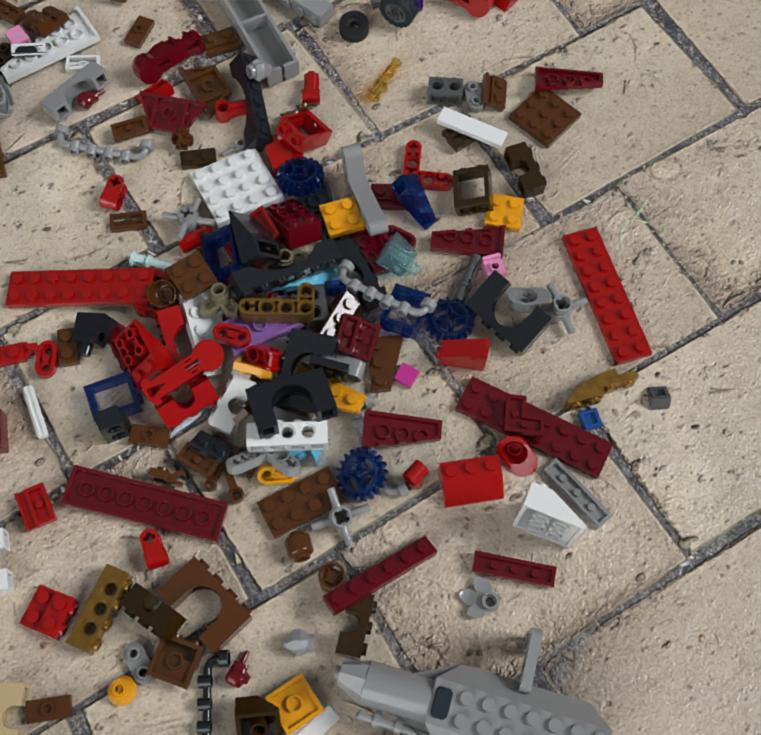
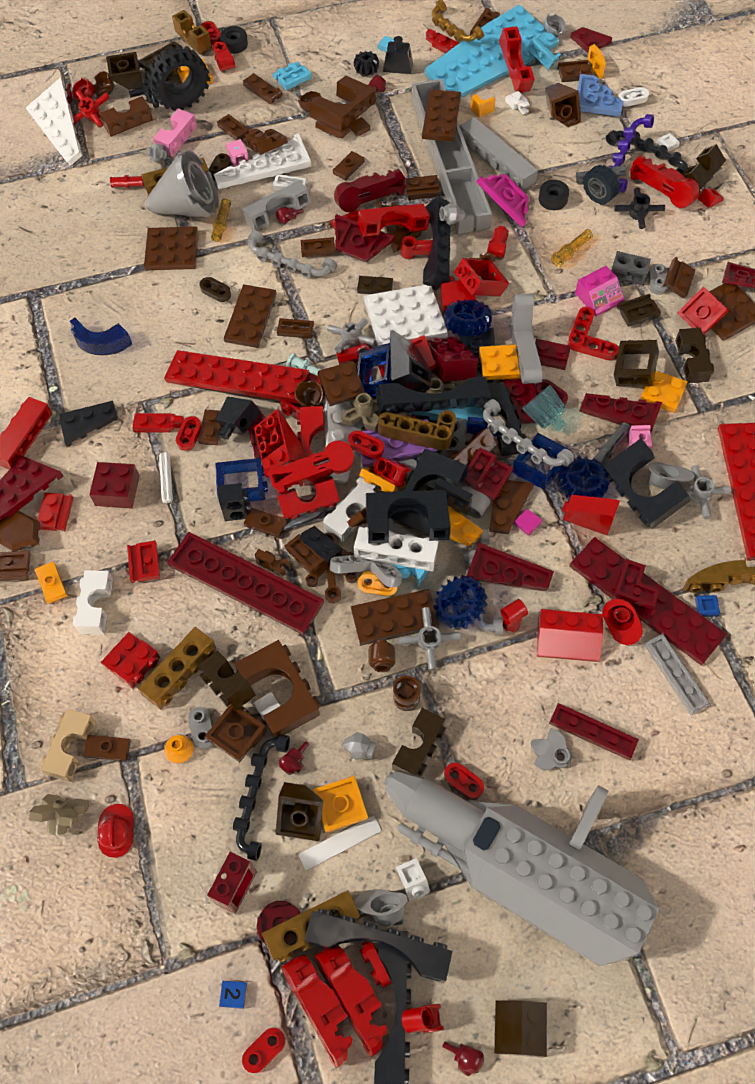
camera: 20 degrees right, 5 degrees down
(20, 118) = (220, 223): none -> clear yellow pin
(25, 49) = (243, 161): sticker -> none
(35, 196) = (217, 289): none -> dark brown plate
(78, 218) = (250, 316): none -> reddish brown plate
(113, 193) = (288, 300): red piece -> none
(155, 552) = (242, 628): red piece -> none
(182, 139) = (364, 264): reddish brown gear -> none
(198, 624) = (266, 704): none -> white tile
(219, 79) = (413, 217): none -> red arch
(238, 147) = (415, 282): light grey hand -> none
(308, 37) = (507, 196): none -> dark pink wing
(379, 575) = (454, 702): dark red plate -> none
(406, 648) = (464, 781): none -> red plate
(414, 199) = (574, 358): clear blue slope -> none
(420, 121) = (599, 290): none -> dark pink slope
(440, 25) = (639, 207): none -> black bar
(472, 127) = (649, 305): white tile -> none
(523, 123) = (703, 311): none -> plate
(548, 516) = (640, 683): white slope -> none

